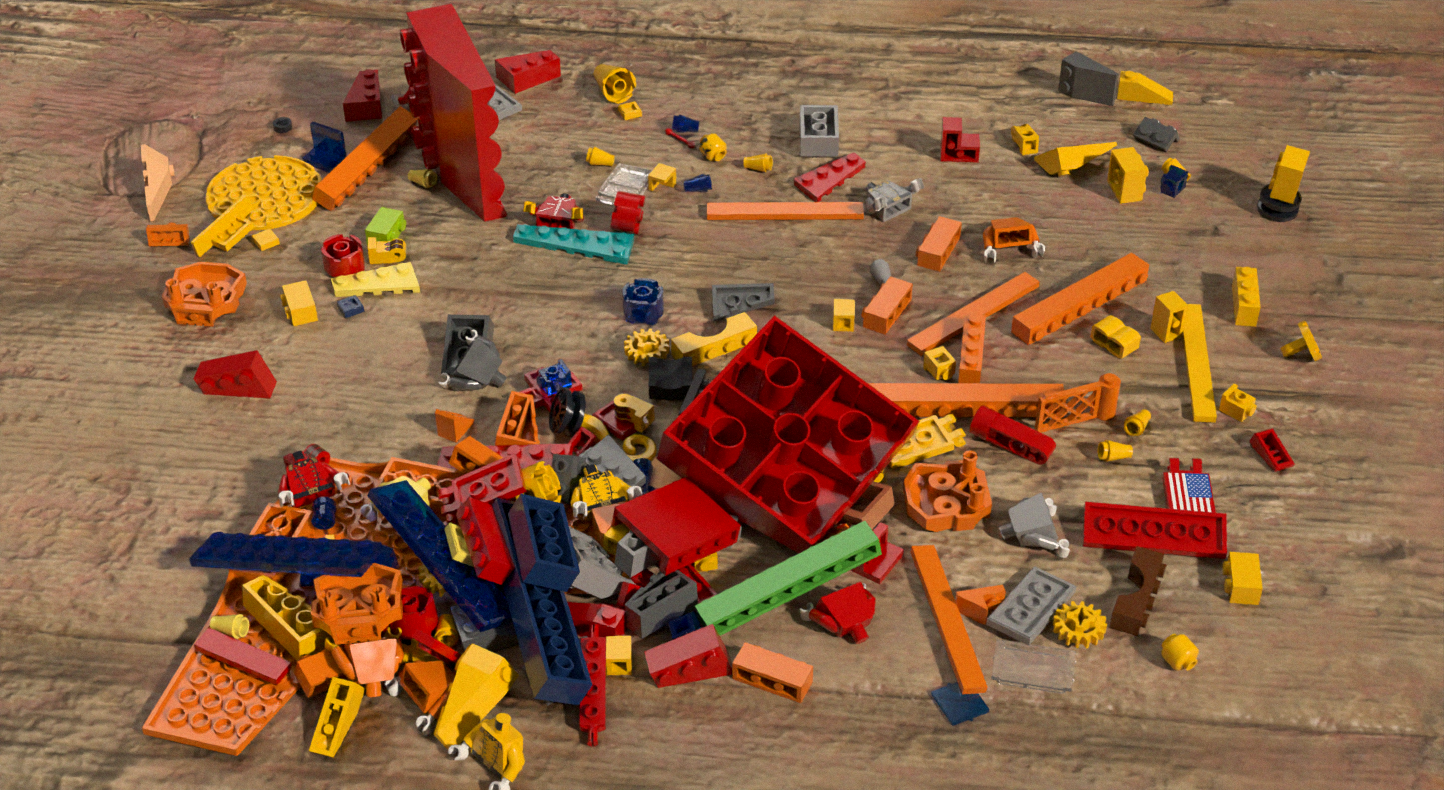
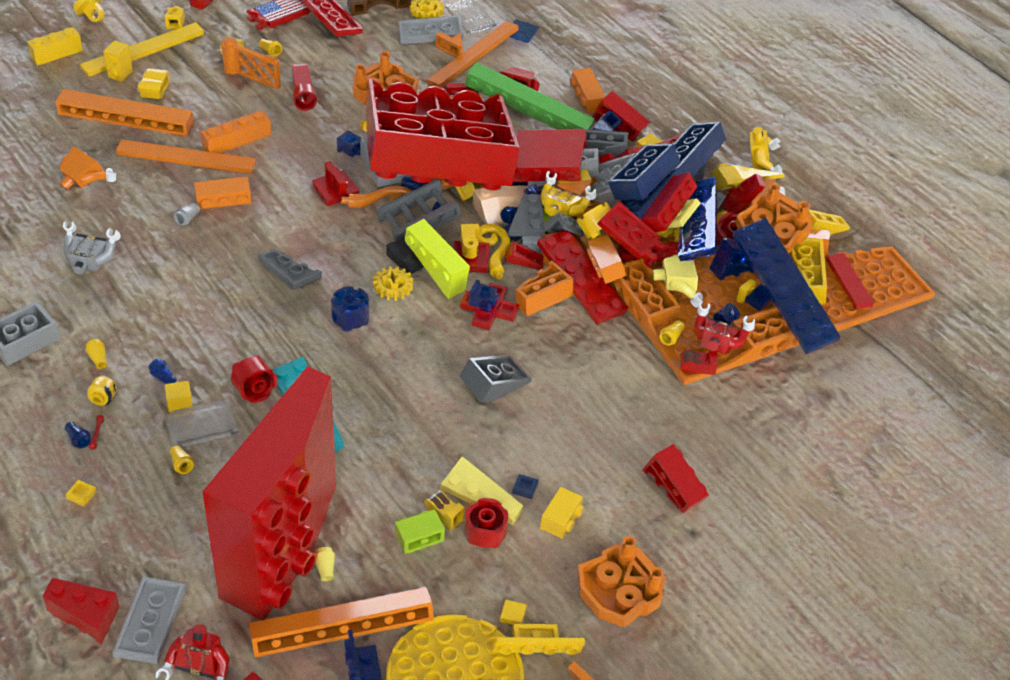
camera: 135 degrees left, 5 degrees up
(231, 625) = (843, 296): light yellow cone -> none
(357, 463) = (671, 333): none -> yellow cone
(452, 425) = (572, 330): orange slope -> none
(476, 366) = (519, 345): dark grey torso -> none
(567, 412) = (508, 267): black wheel -> none
(615, 82) = (51, 522): yellow cone -> none
(628, 366) = (438, 258): none -> neon yellow wedge
(736, 335) = (331, 247): yellow arch -> none
(785, 211) = (151, 308): orange tile -> none
(825, 178) = (78, 307): wing -> none
(844, 315) = (257, 206): yellow panel -> none
(930, 439) = (338, 119): yellow tile -> none
(938, 243) = (121, 201): orange brick -> none
(940, 368) = (263, 142): yellow brick -> none
(966, 398) = (293, 121): orange brick -> none
(1034, 525) = (368, 46): light grey torso -> none

